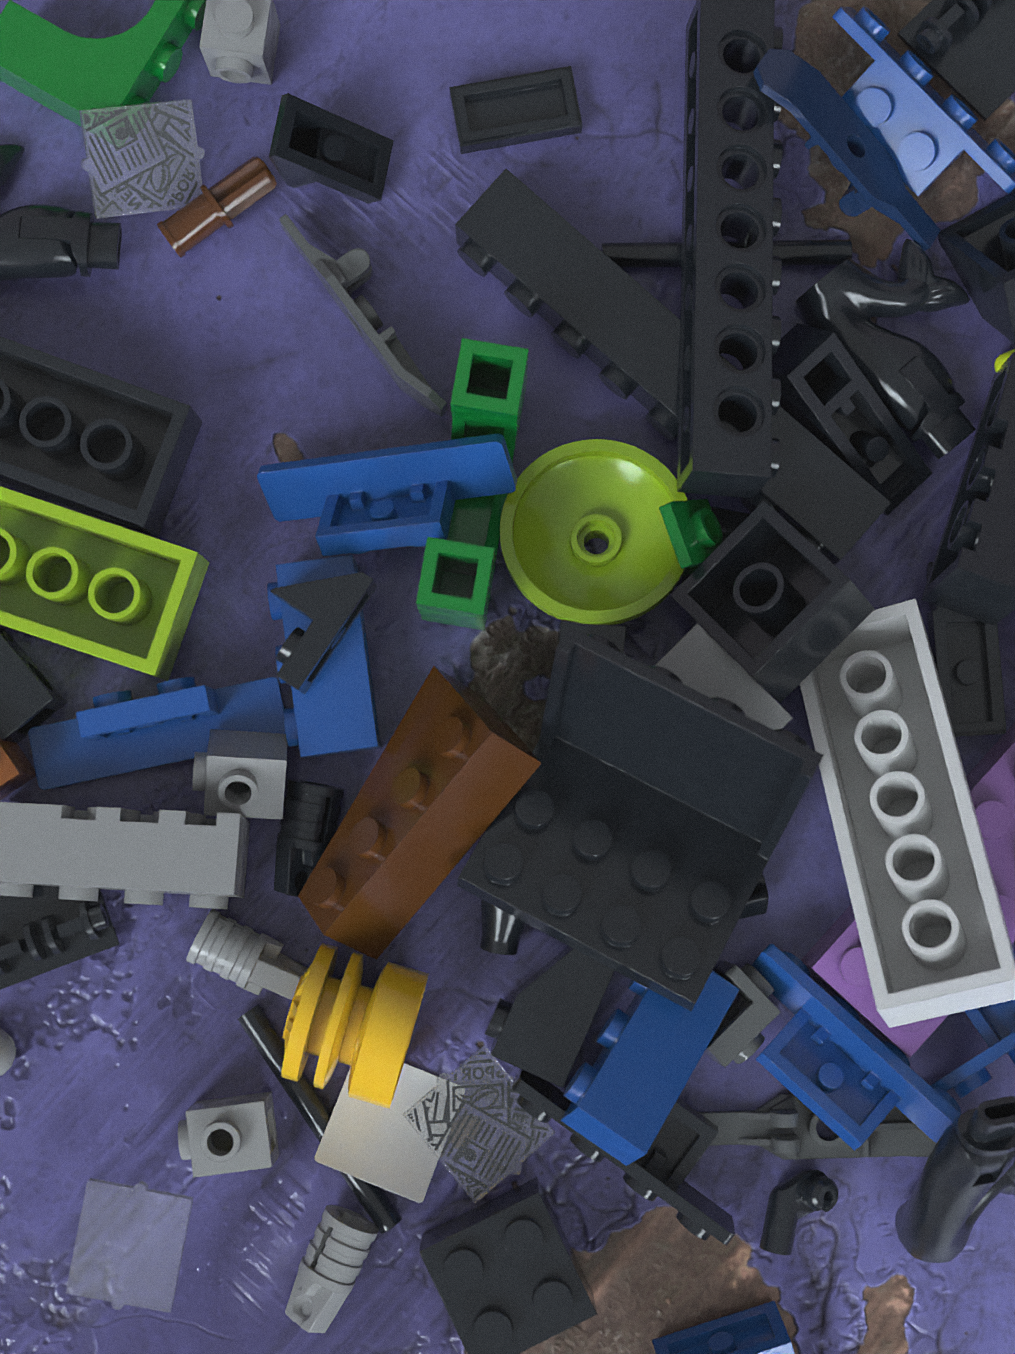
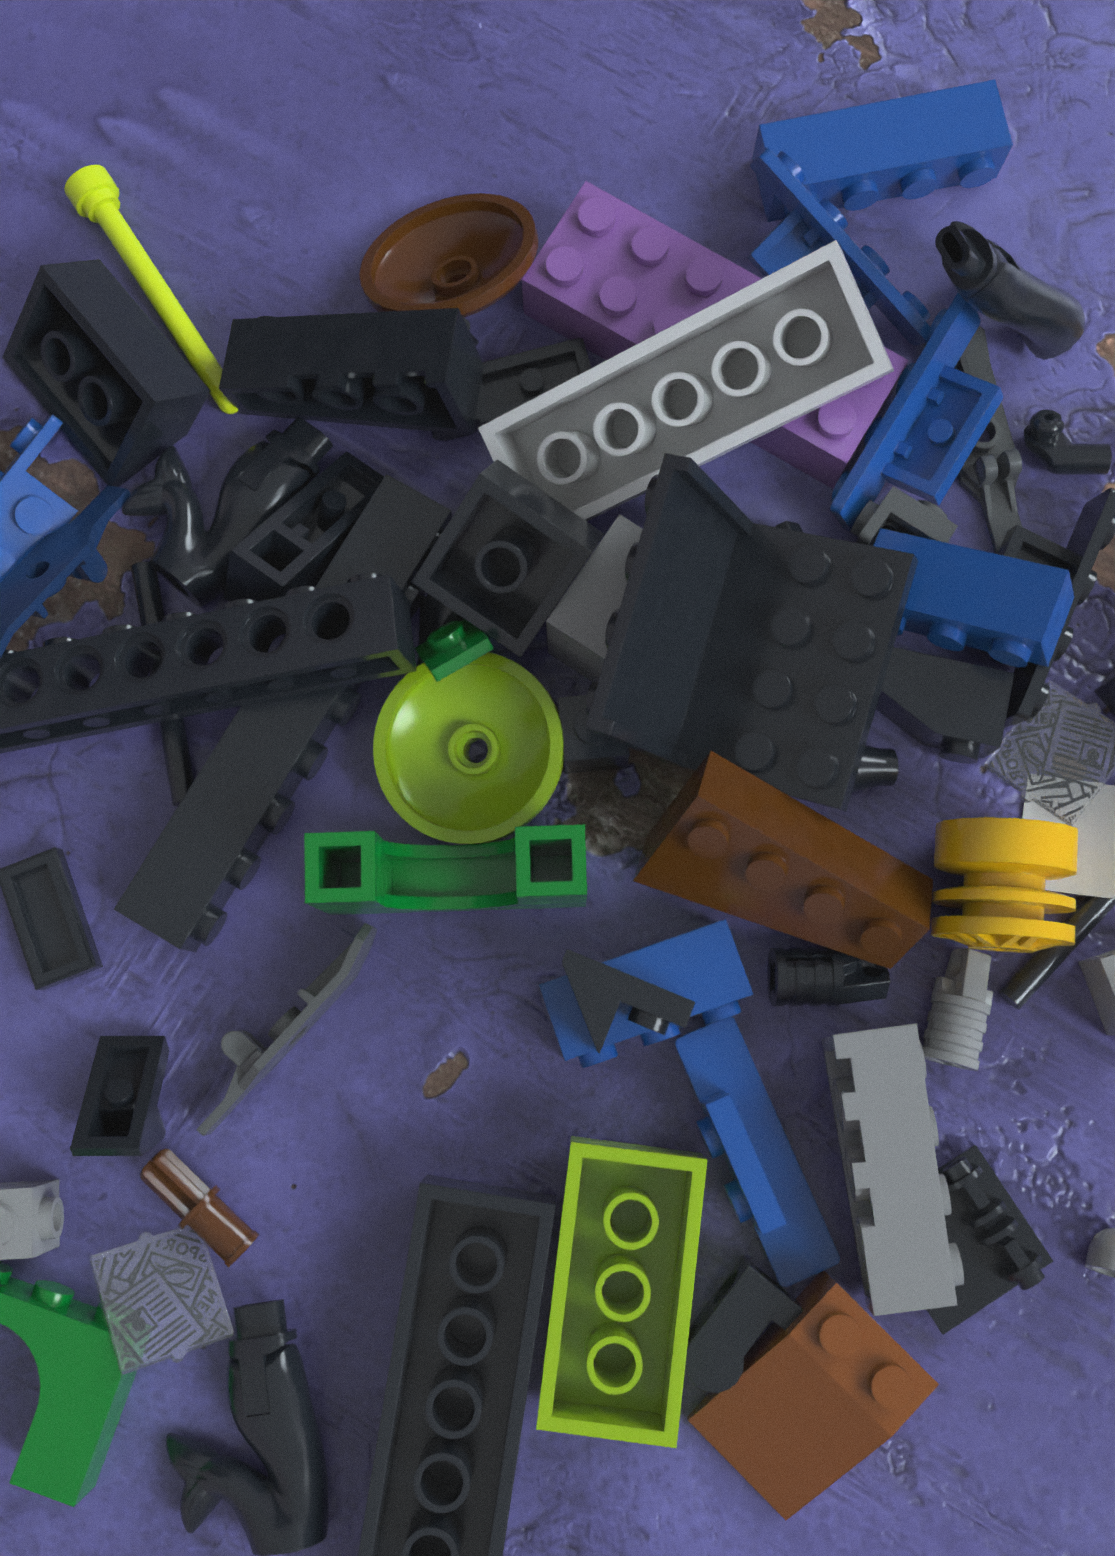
camera: 95 degrees left, 5 degrees down
(242, 773) = (781, 1050): light grey brick -> none
(388, 493) = (472, 961): blue bracket -> none

